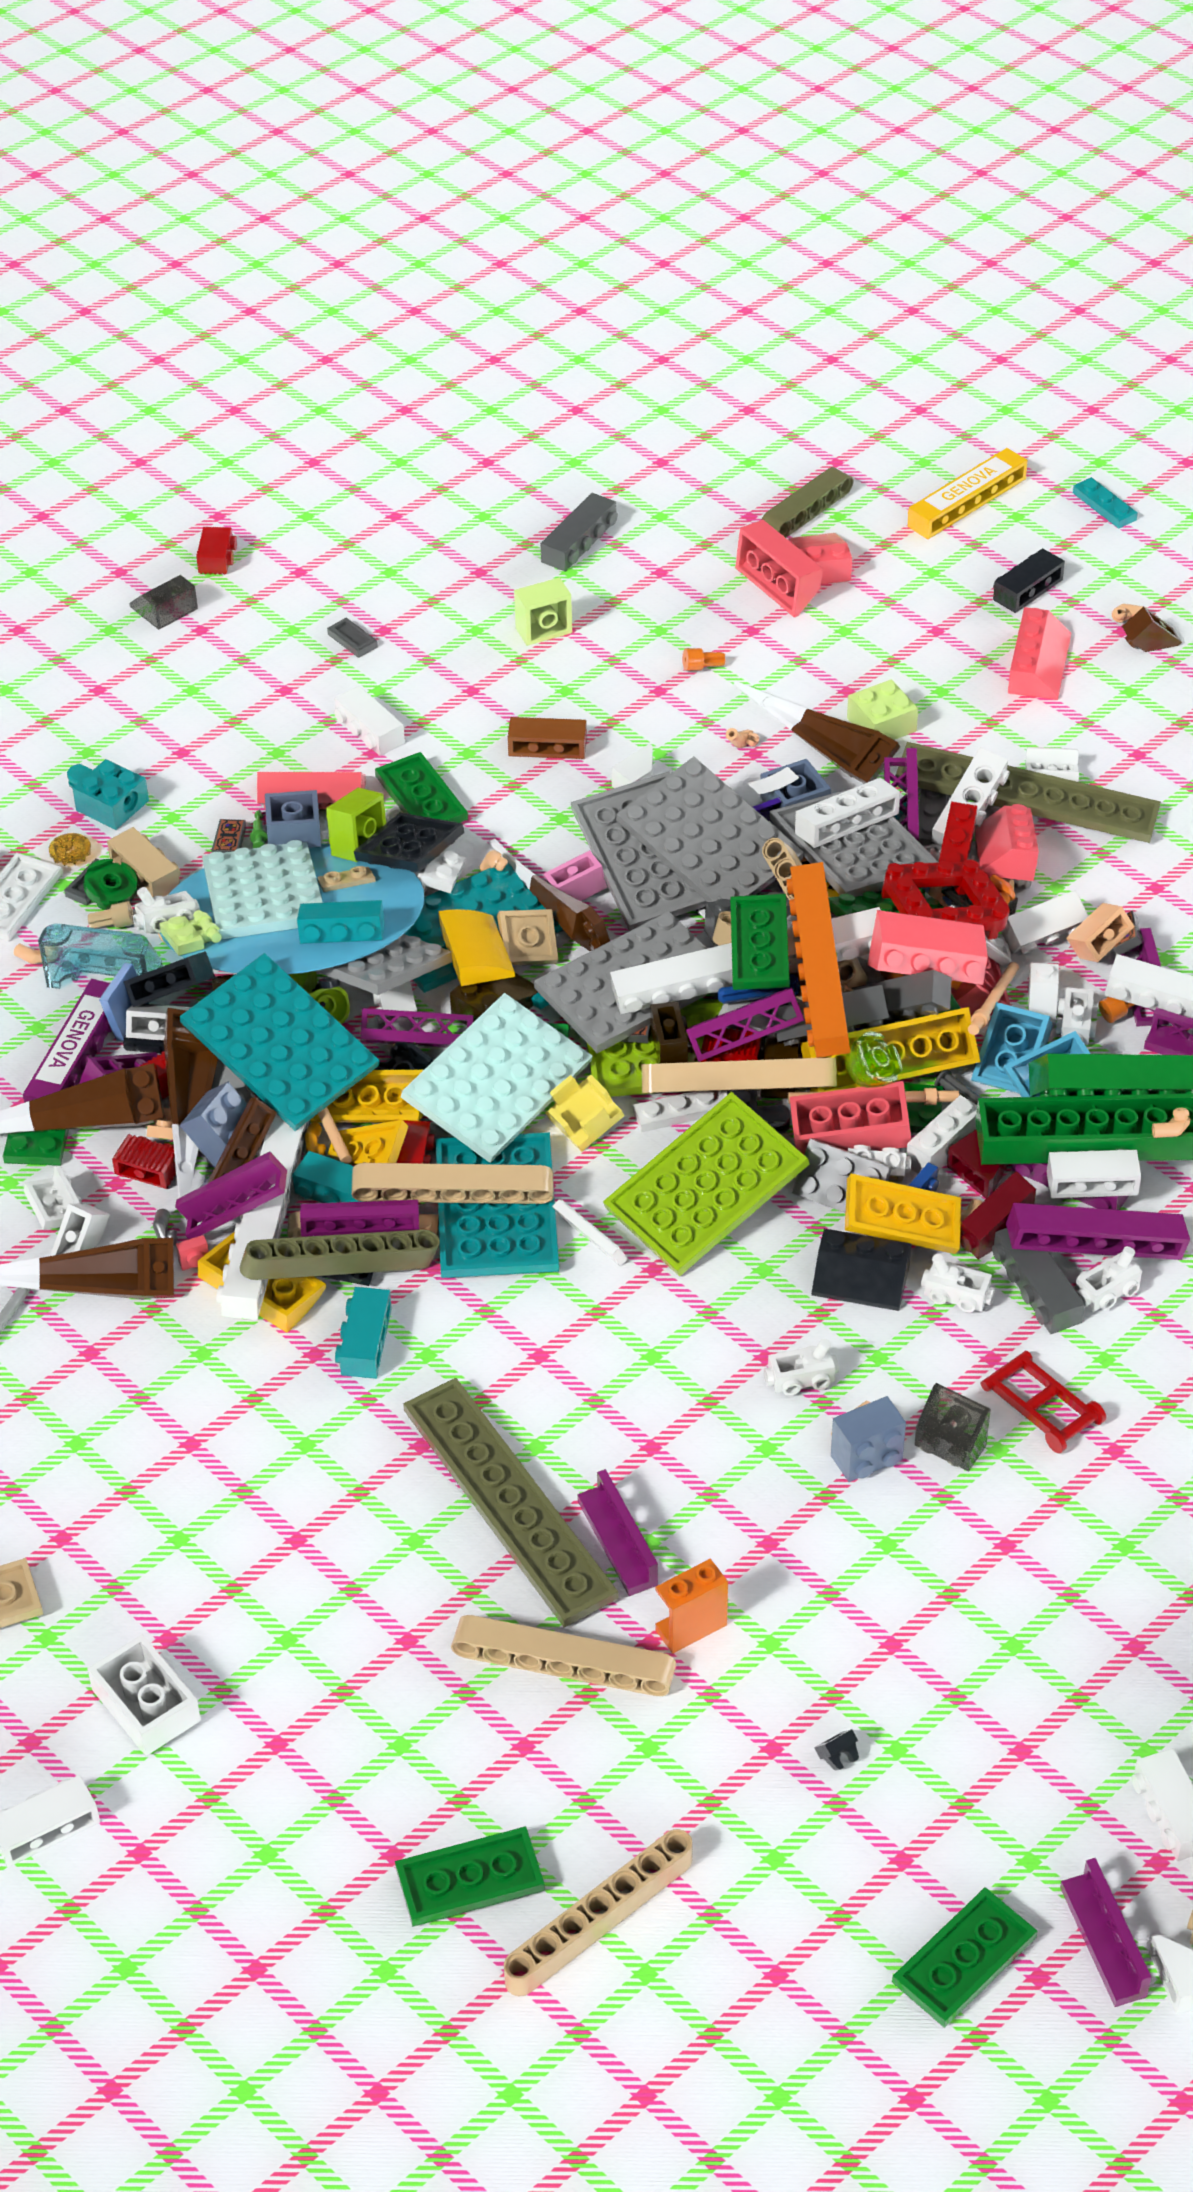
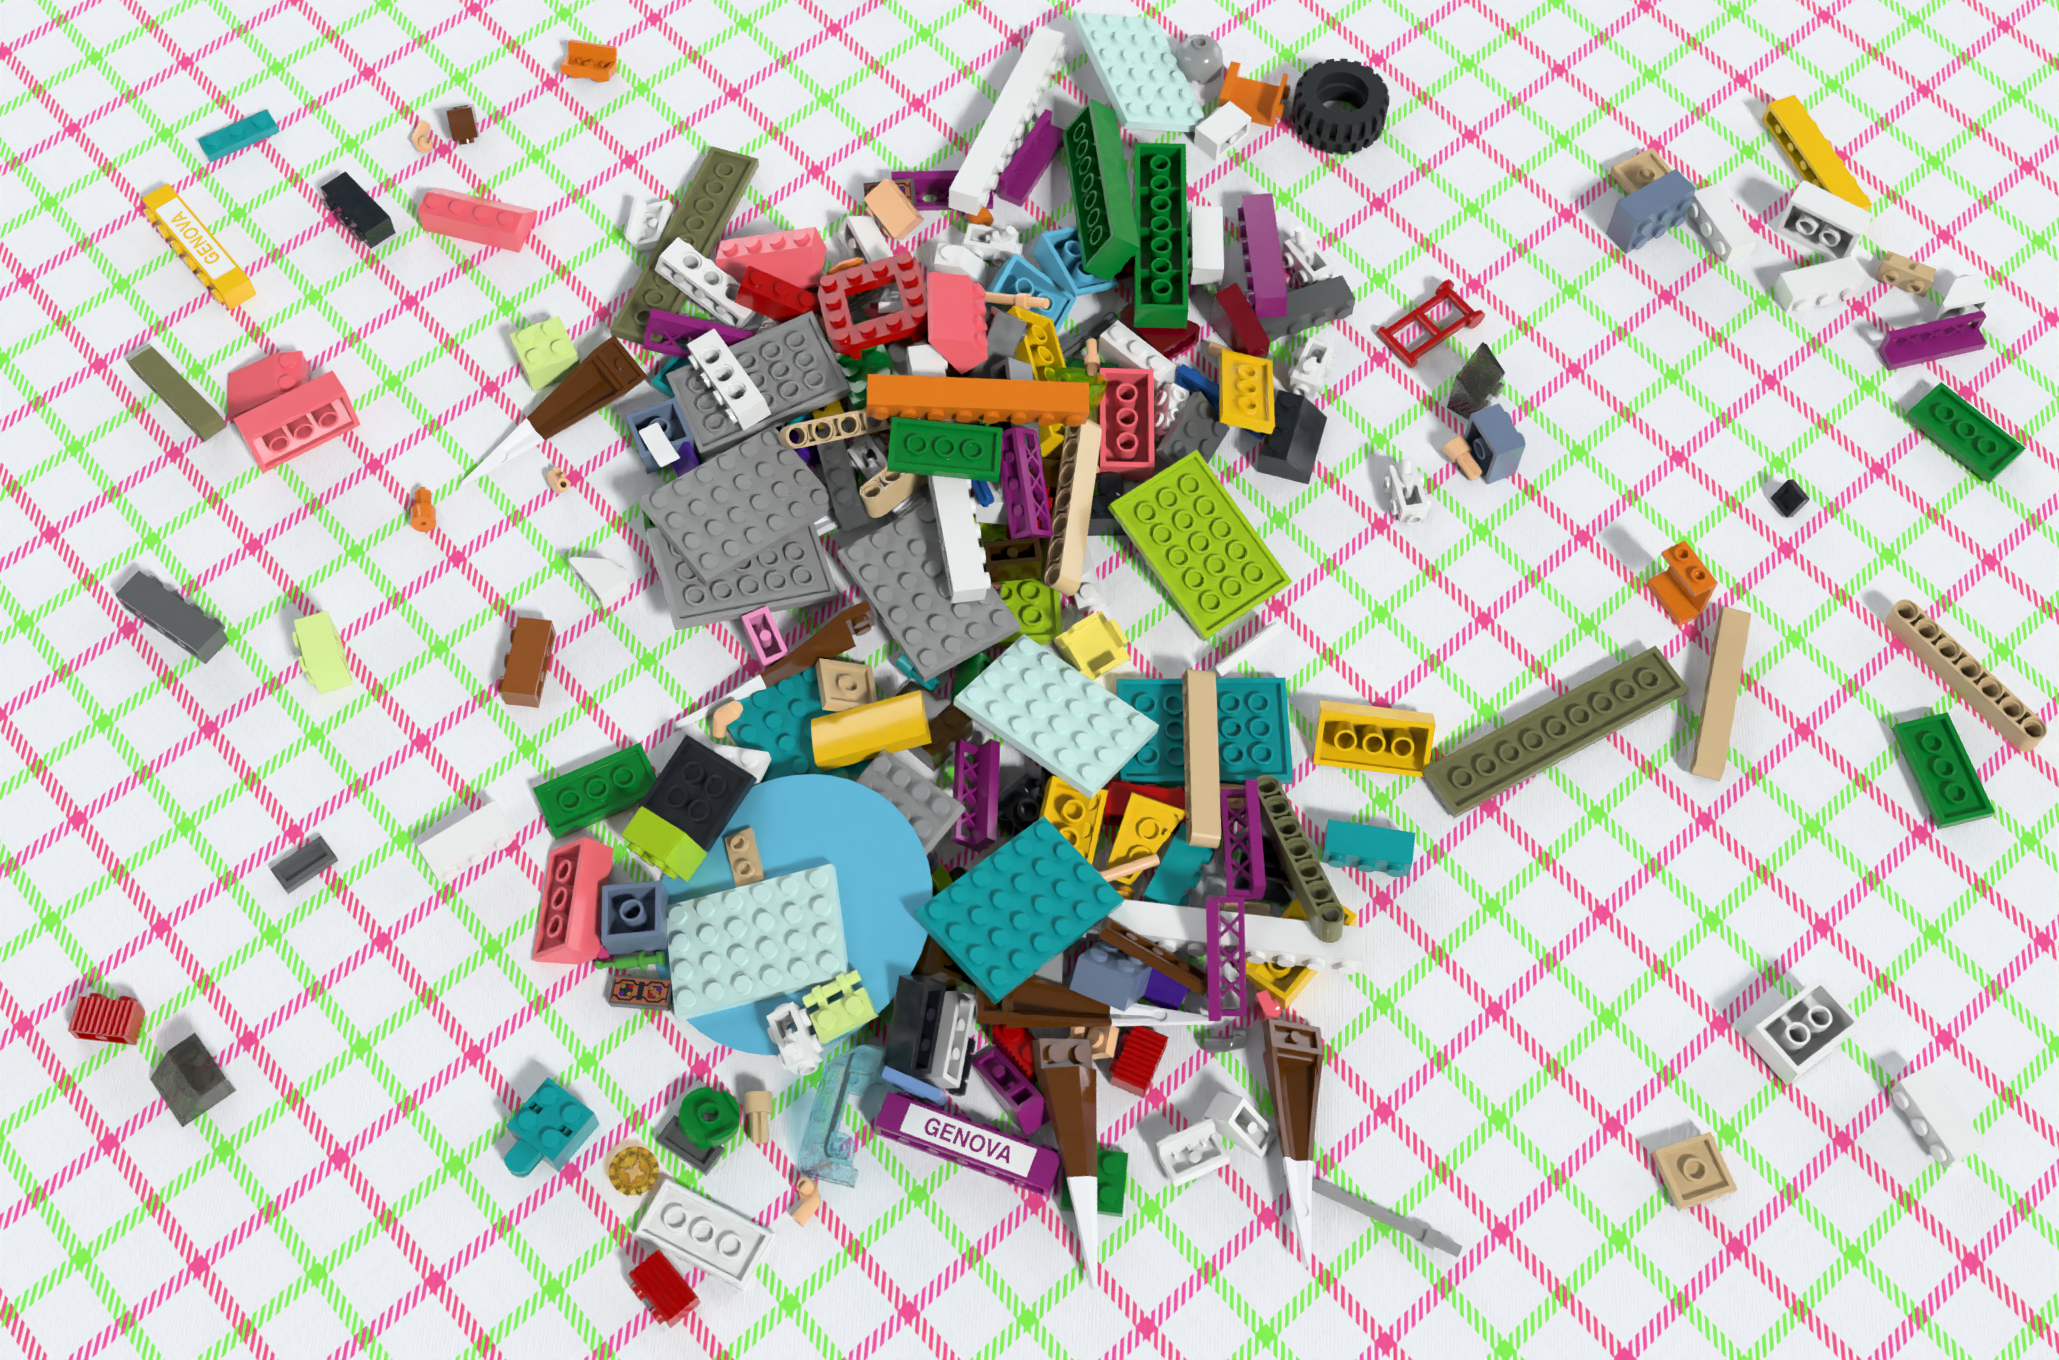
camera: 90 degrees left, 15 degrees up
(147, 861) = (673, 1079): tan brick -> none
(340, 921) = (855, 843): teal brick -> none
(493, 1336) = (1373, 738): none -> yellow slope
(619, 1535) = (1590, 644): magenta fence -> none
(1174, 1127) = (1179, 167): light nougat arm -> none

